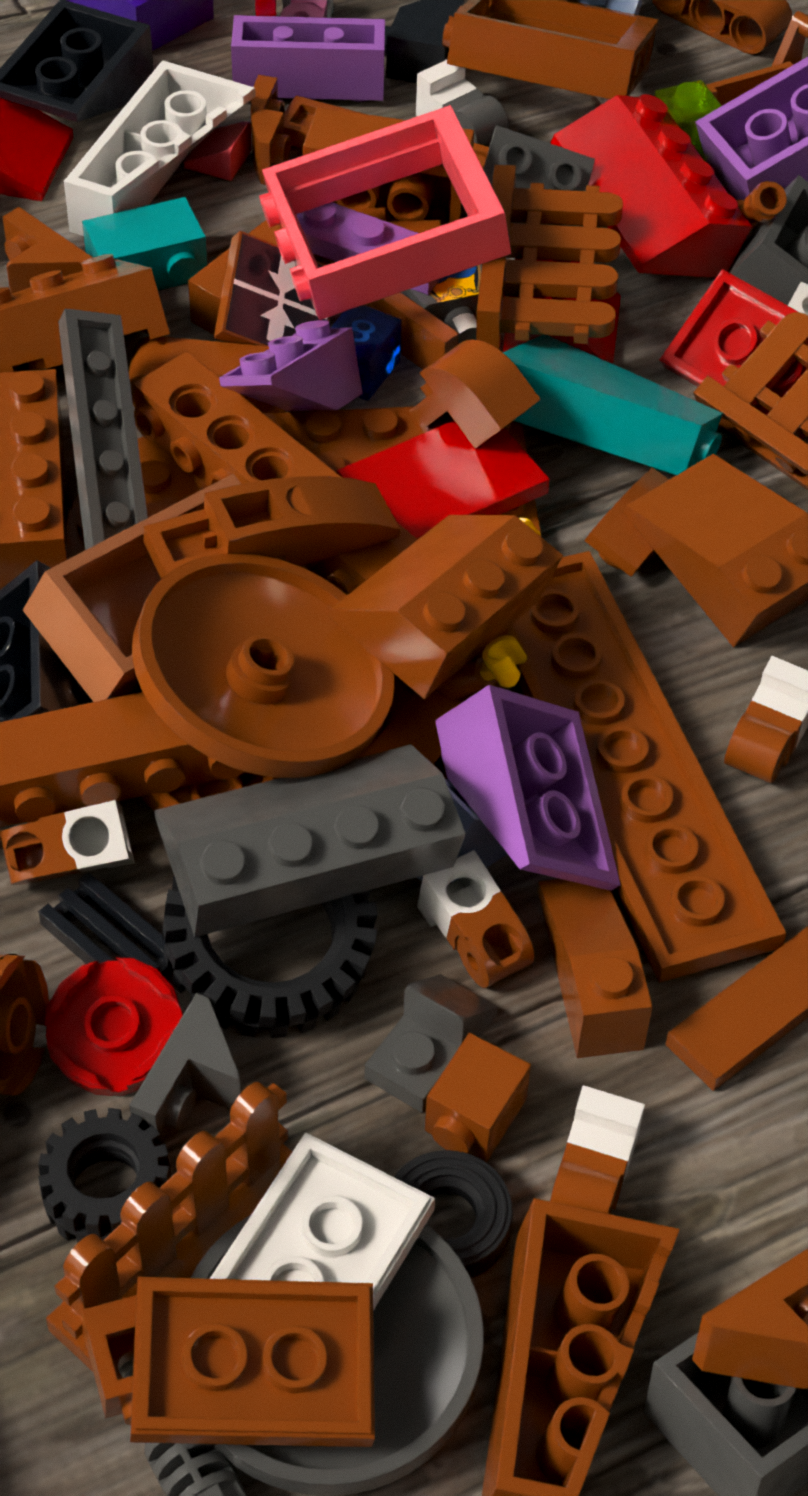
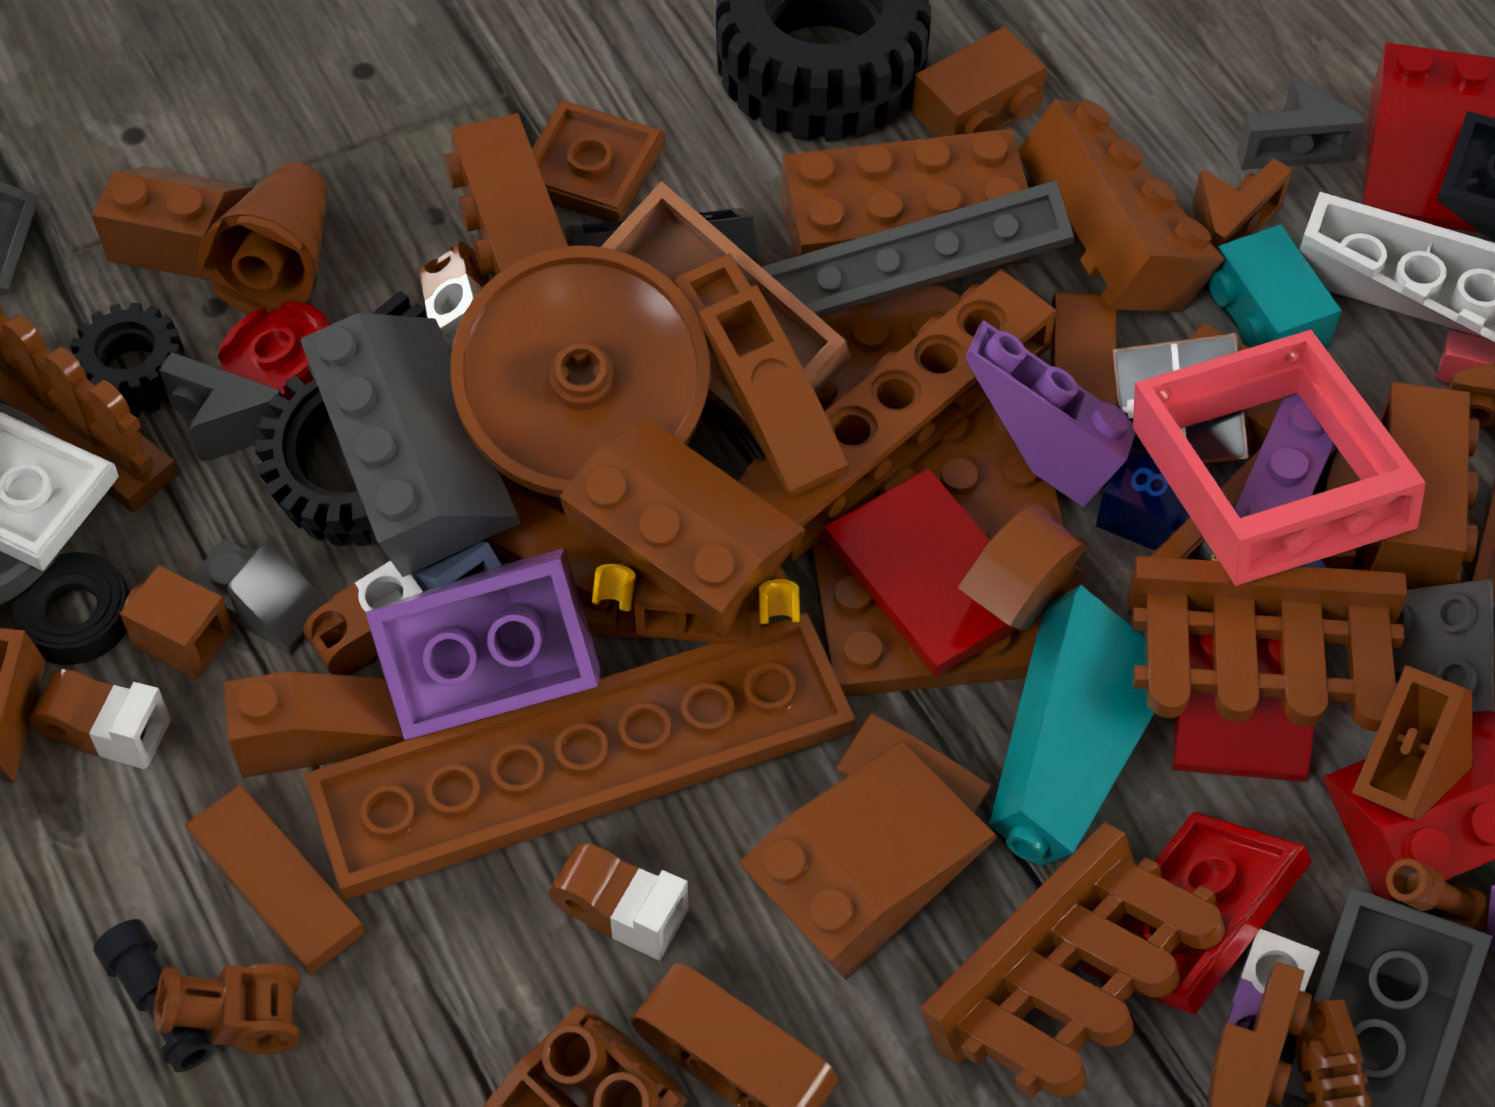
camera: 90 degrees right, 5 degrees up
(650, 188) = (1419, 745): none -> dark orange slope

